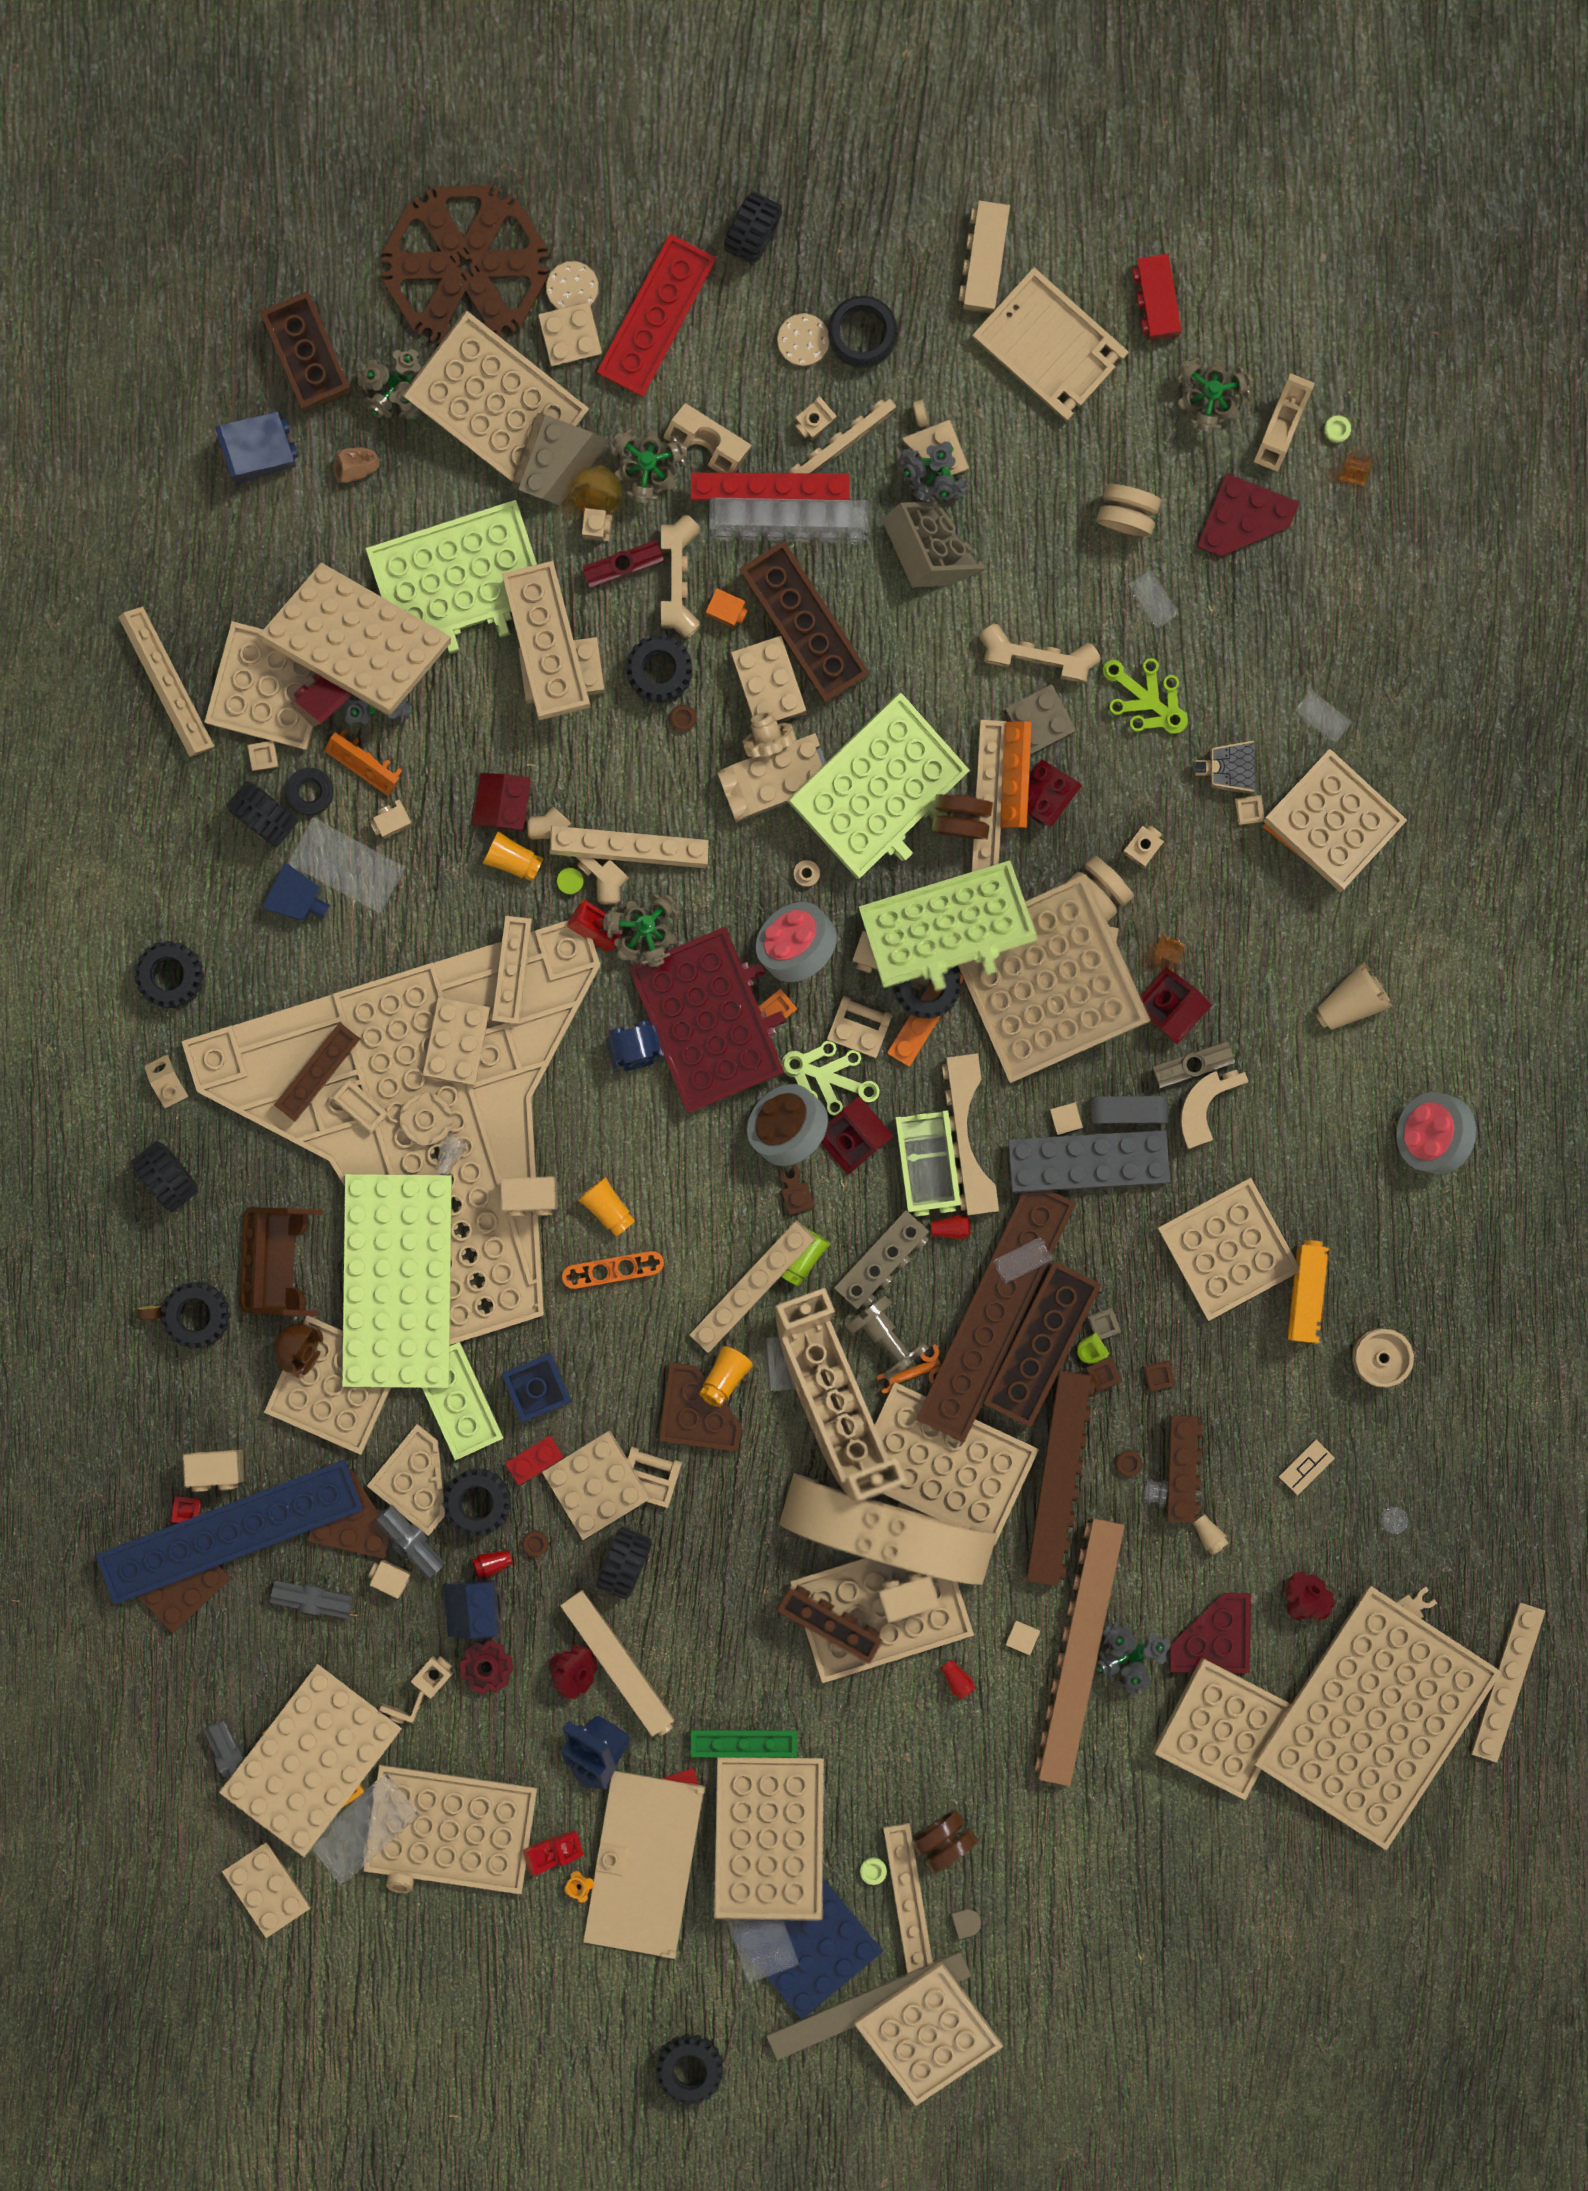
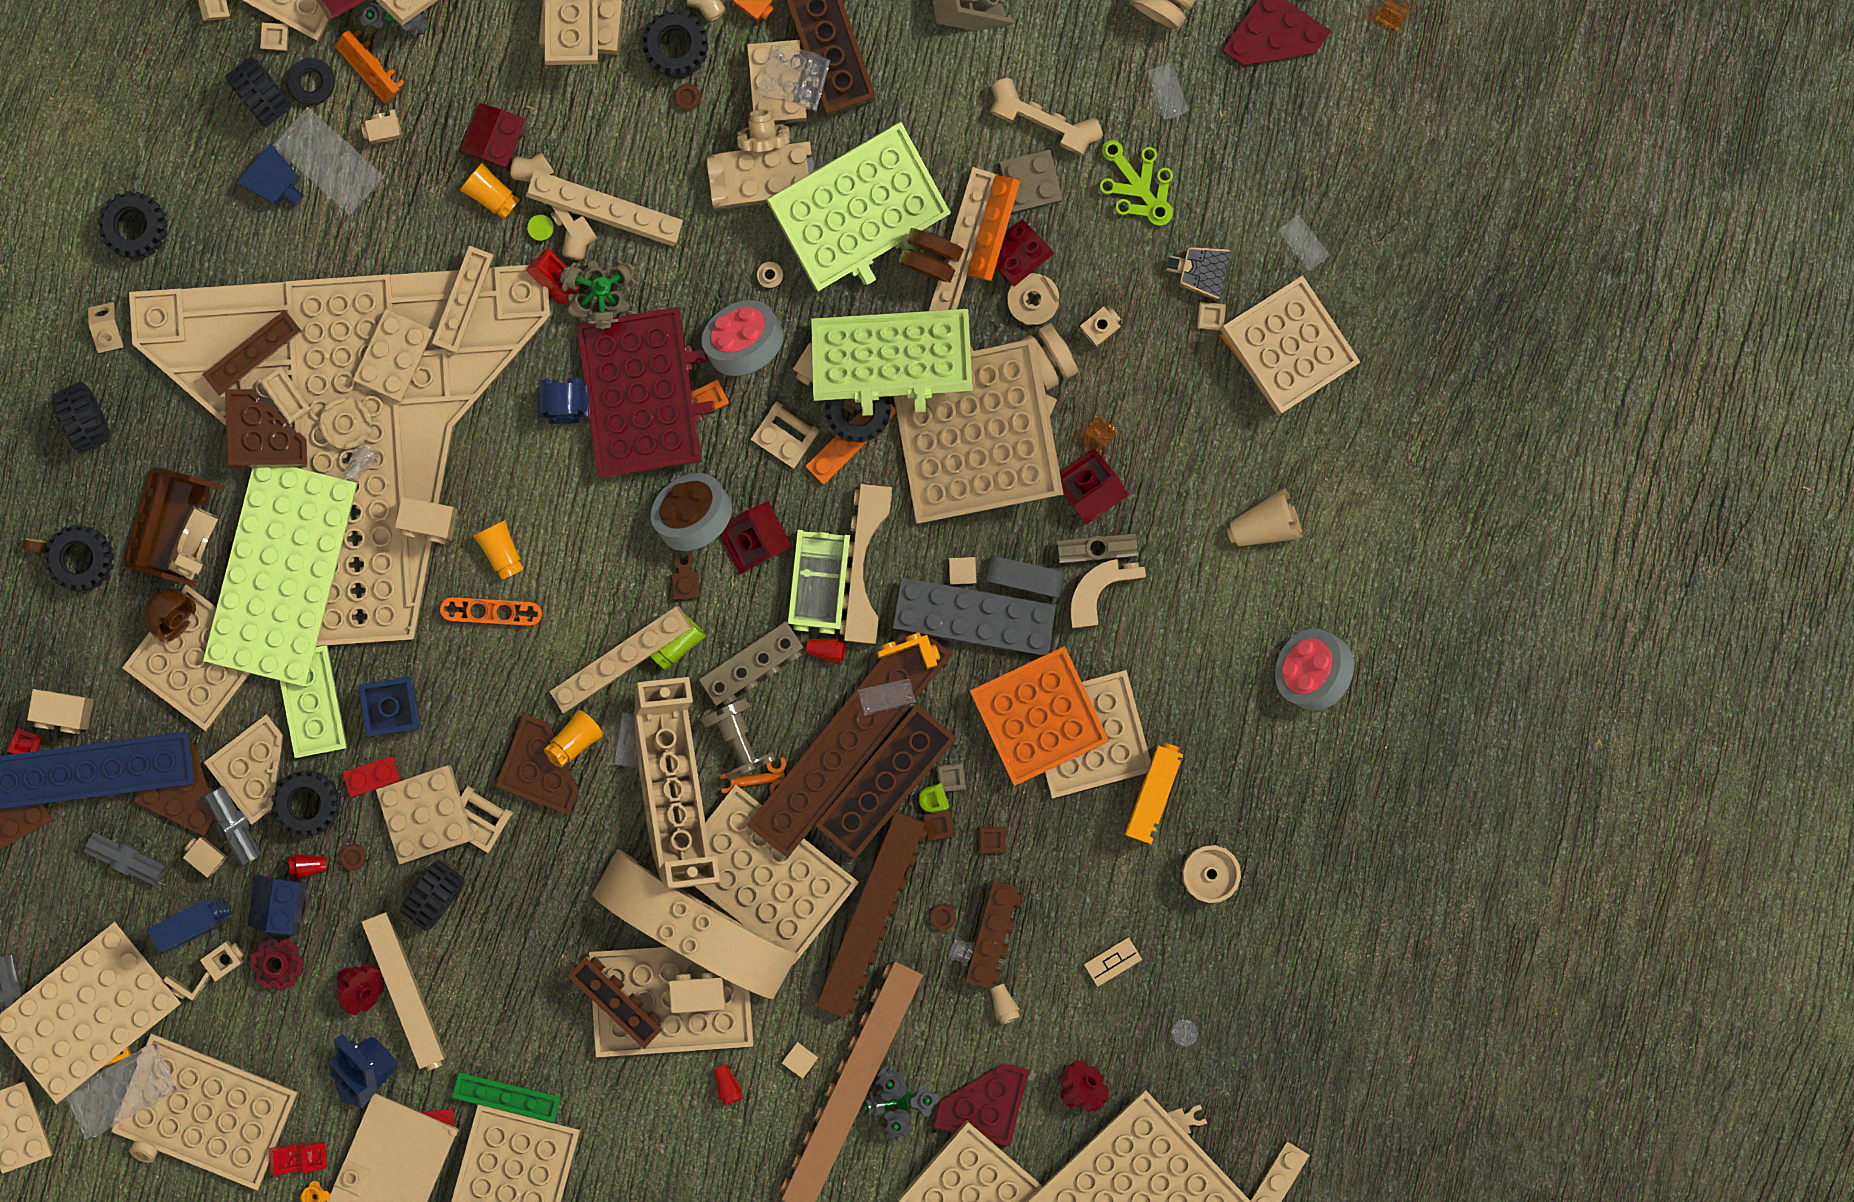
camera: 10 degrees right, 0 degrees up
(302, 1273) = (191, 542): none -> tan arch
(344, 1150) = (259, 434): none -> reddish brown plate
(394, 1649) = (190, 924): none -> dark blue arch
(785, 673) = (794, 76): none -> clear bracket
(826, 1075) = (741, 473): yellowish green plant -> none
(1053, 1207) = (928, 652): none -> light orange bracket
(1071, 850) = (1047, 303): none -> tan plate
(1177, 1243) = (1039, 716): none -> orange plate

